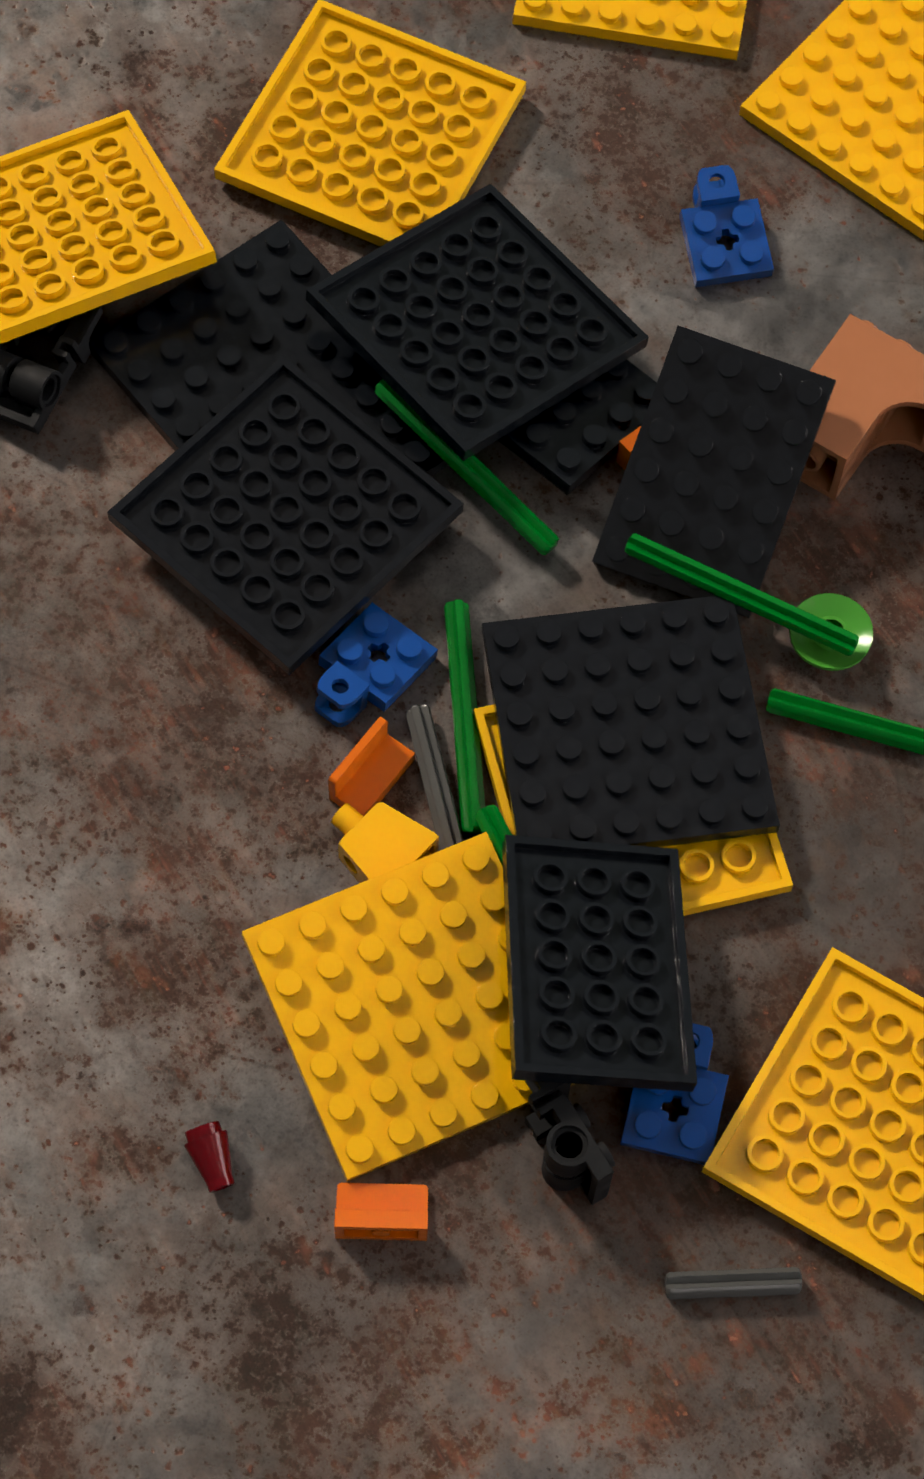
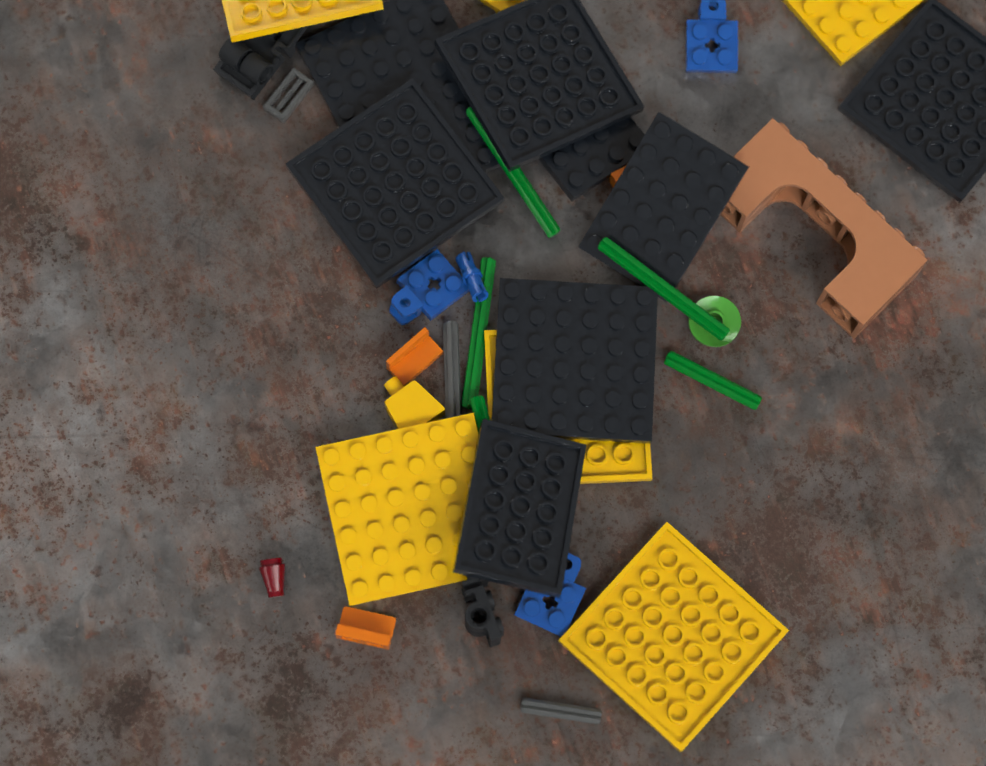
camera: 10 degrees right, 10 degrees up
(91, 450) = (276, 112): none -> dark grey tile
(436, 632) = (471, 276): none -> blue pin

